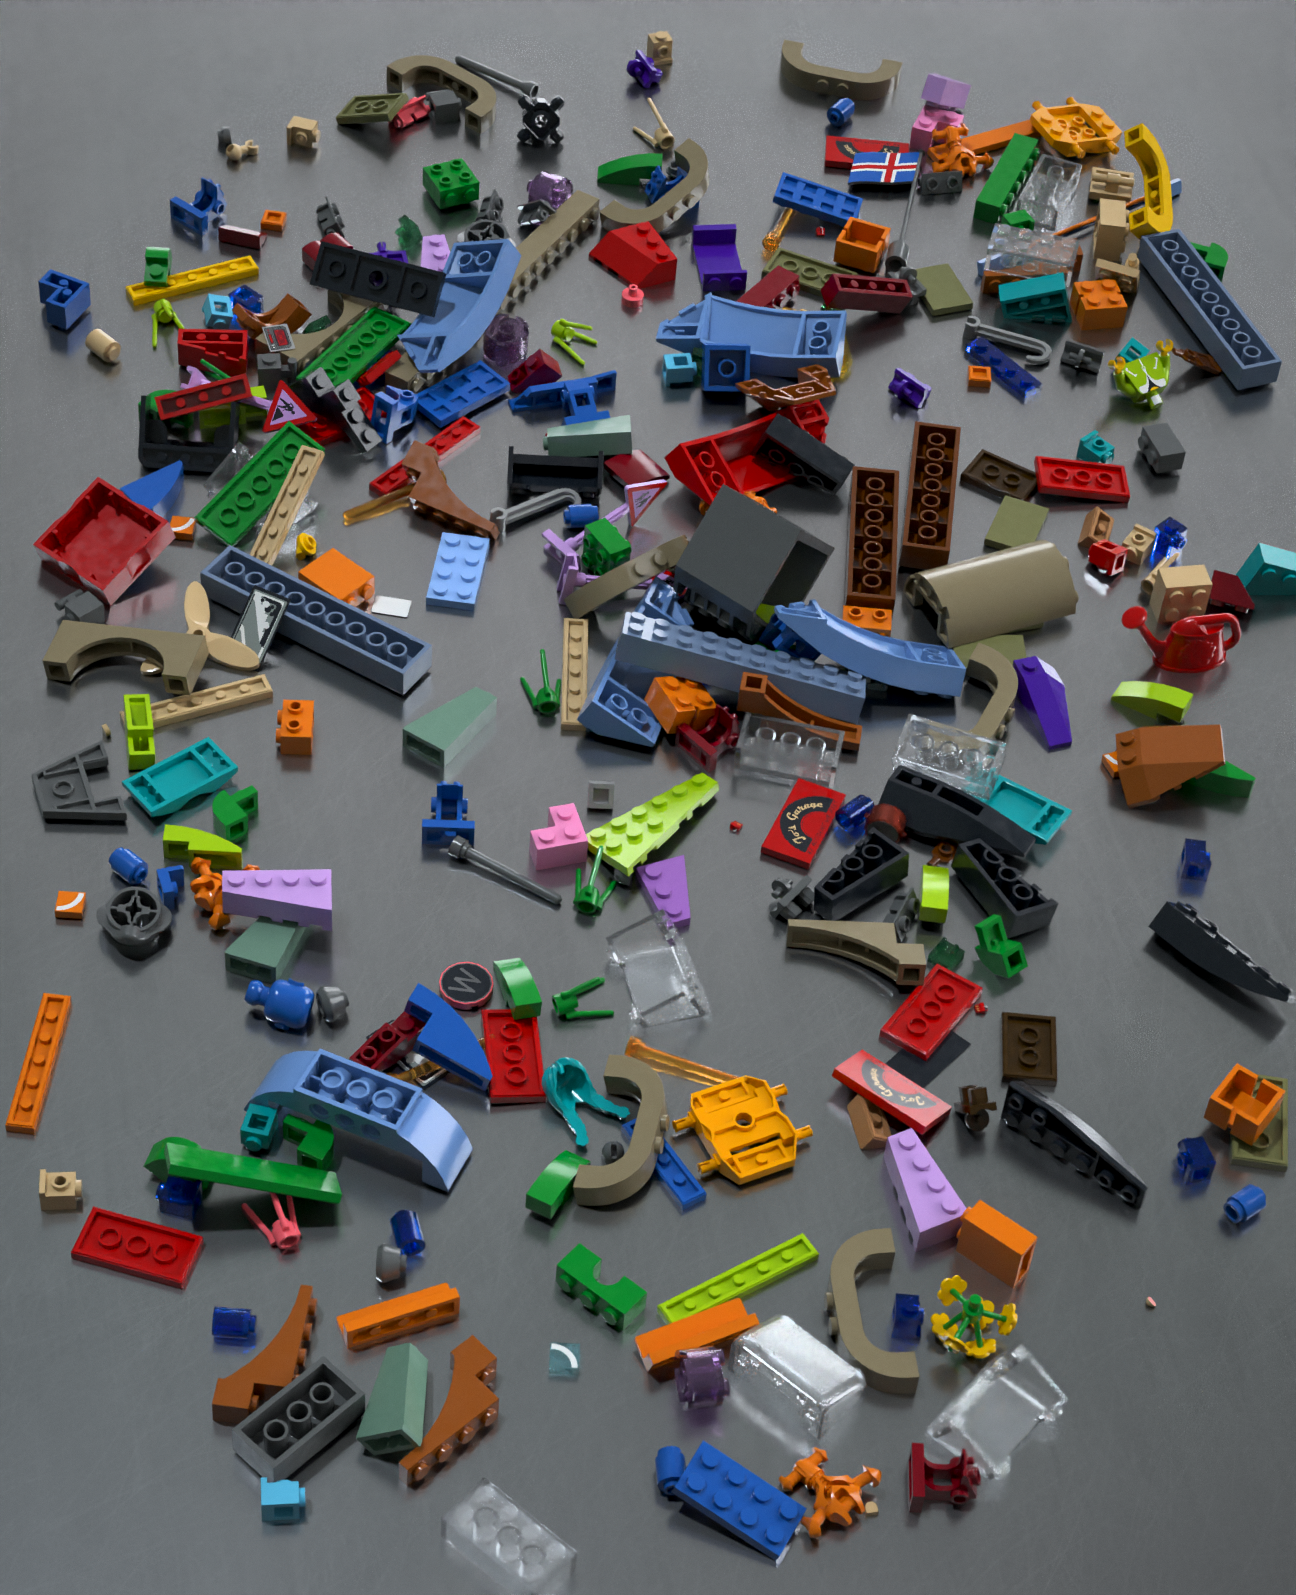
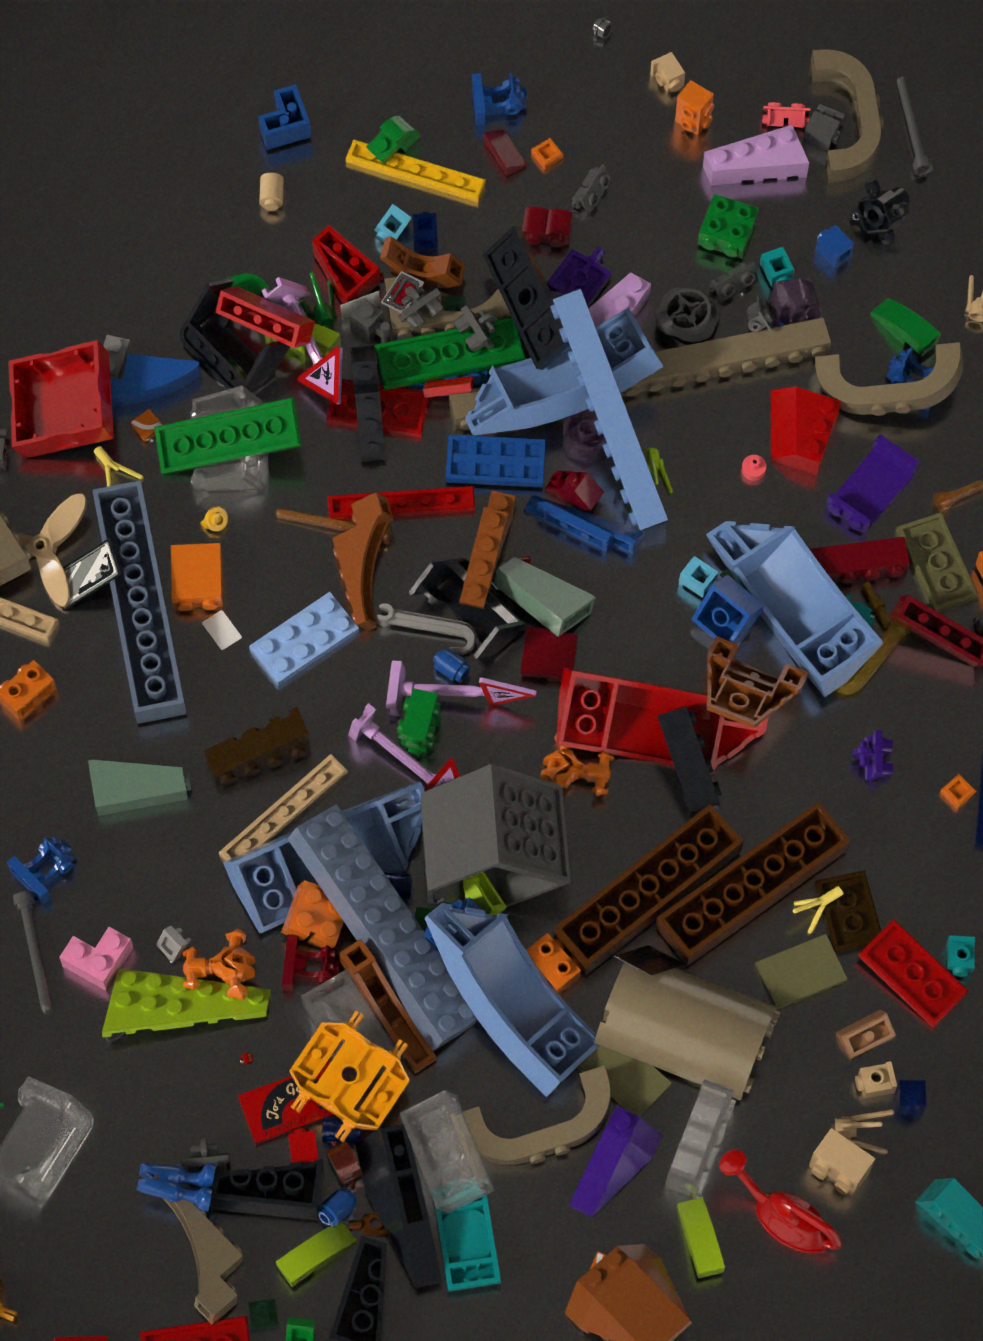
camera: 50 degrees right, 20 degrees up
(163, 313) = (352, 191): lime plant -> none
(189, 561) = (109, 463): none -> light yellow plant
(235, 151) = (592, 53): tan arm -> none
(251, 368) = (347, 308): none -> white sticker
(287, 504) = (212, 480): tan tile -> none
(306, 332) = (412, 313): none -> dark grey hips
(348, 134) = (694, 108): none -> orange brick
(362, 318) = (469, 320): none -> dark grey hips
(372, 108) = (752, 89): olive tile -> none
(400, 410) = (410, 446): blue tile -> none
(408, 231) = (639, 251): clear green tile -> none
(422, 141) = (757, 158): none -> lavender wedge
(511, 186) = (777, 261): none -> teal brick
(514, 641) = (259, 749): none -> dark brown wedge
(518, 294) = (610, 410): none -> medium blue brick
(519, 419) = (487, 548): none -> dark orange arch
(531, 157) = (834, 246): none -> blue brick
(546, 700) = (230, 818): green plant -> none
(577, 394) = (576, 537): blue tile -> none
(588, 898) = (63, 1025): green plant -> none
(626, 577) = (407, 767): dark tan arch -> none
(657, 774) = (230, 965): none -> orange piece
(667, 888) = (129, 1070): medium lavender wing -> none
(800, 913) = (164, 1183): none -> blue piece
(844, 838) = (303, 1146): none -> red brick
(853, 774) = (340, 1095): none -> light orange piece
(903, 912) = (259, 1255): dark grey hinge -> none
(917, 853) = (337, 1207): none -> blue brick
(931, 565) = (649, 960): none -> black sticker
(982, 478) = (822, 901): none -> light yellow plant
(1085, 643) = (697, 1146): none -> clear brick
(1108, 556) = (835, 1070): red brick -> none
(1229, 590) = (894, 1196): dark red slope -> none

